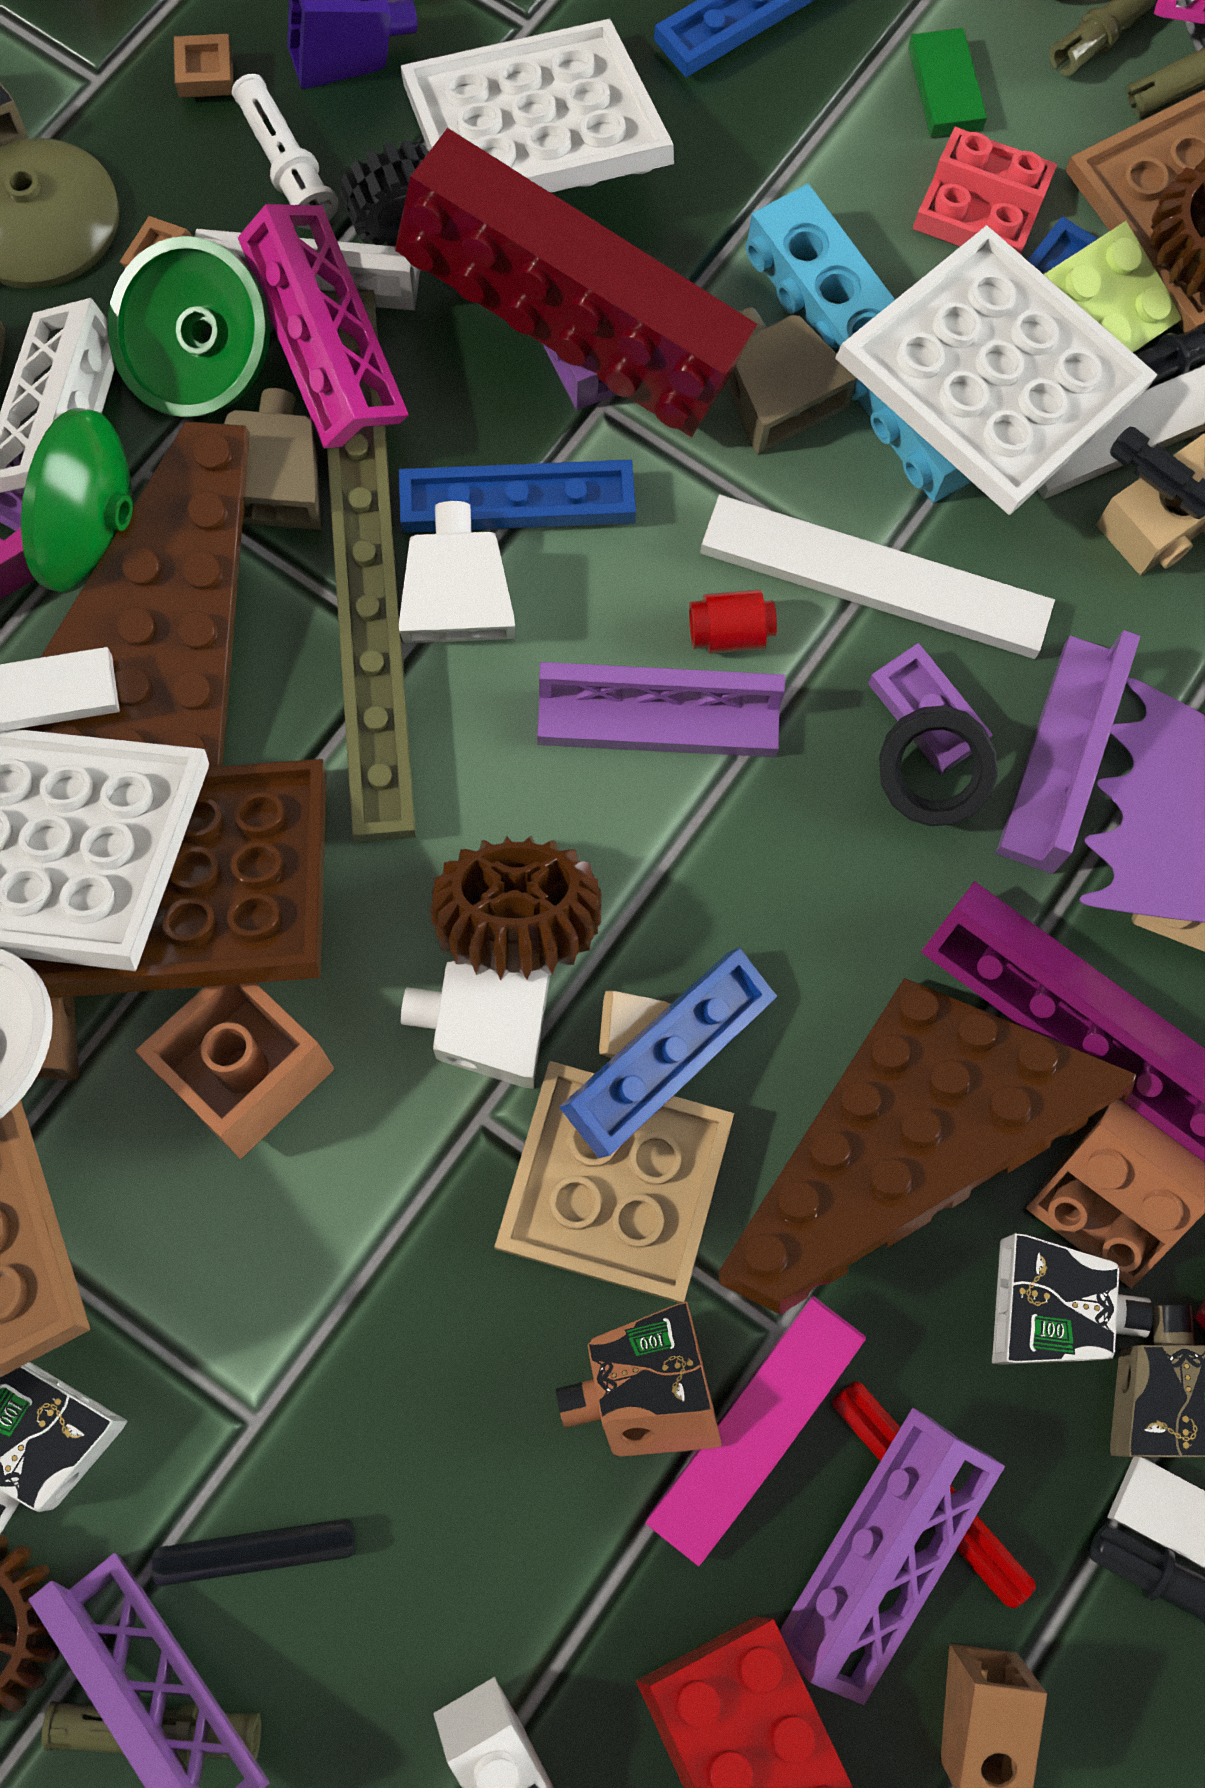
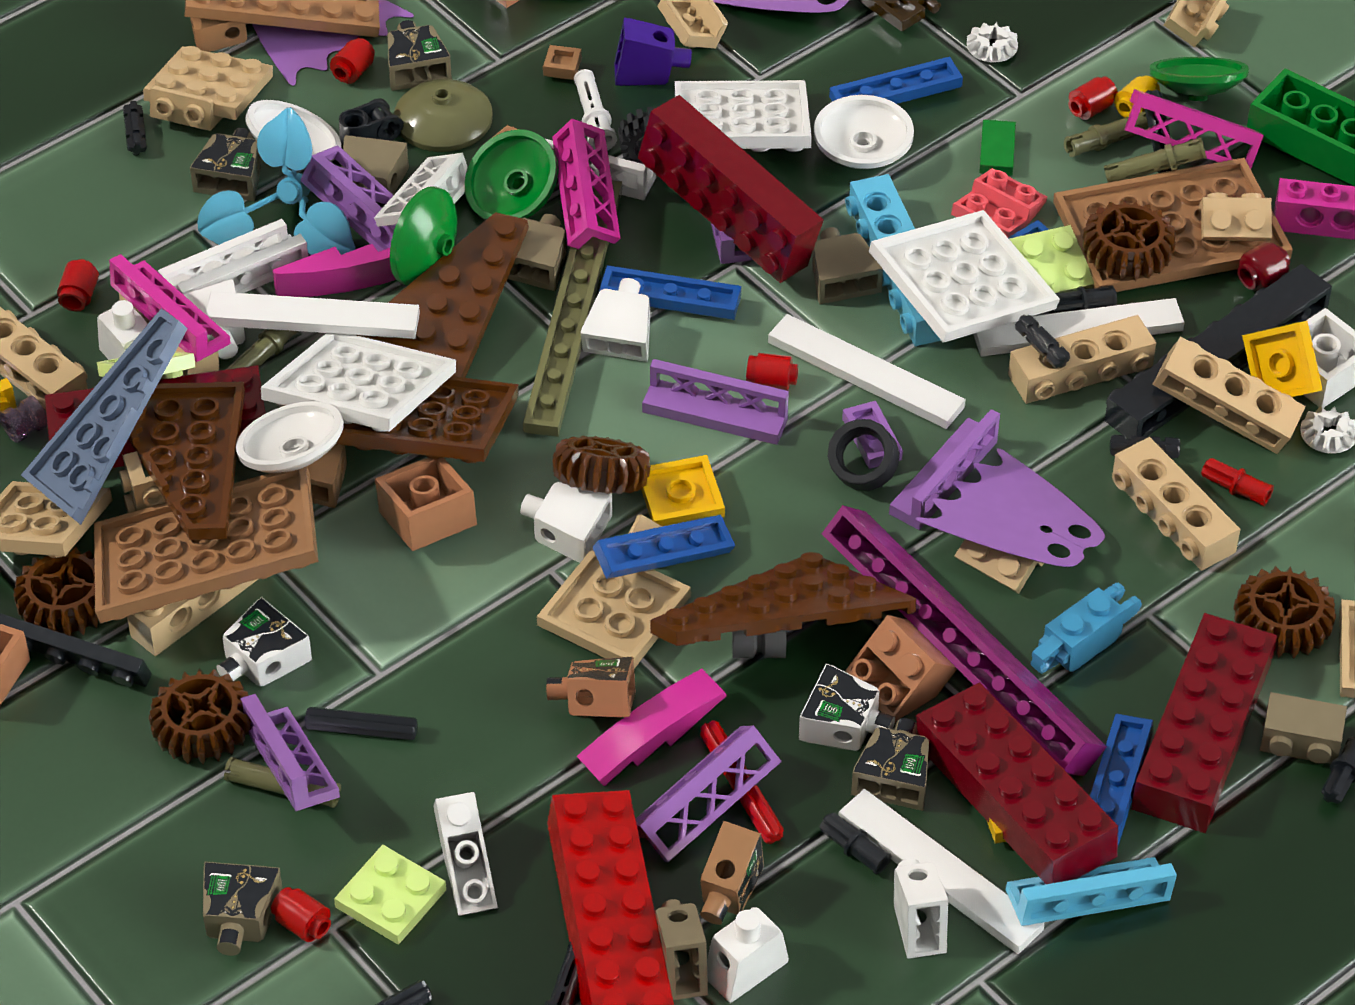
camera: 20 degrees right, 25 degrees down
(660, 909) = (682, 491): none -> yellow plate
(746, 85) = (863, 131): none -> white dish

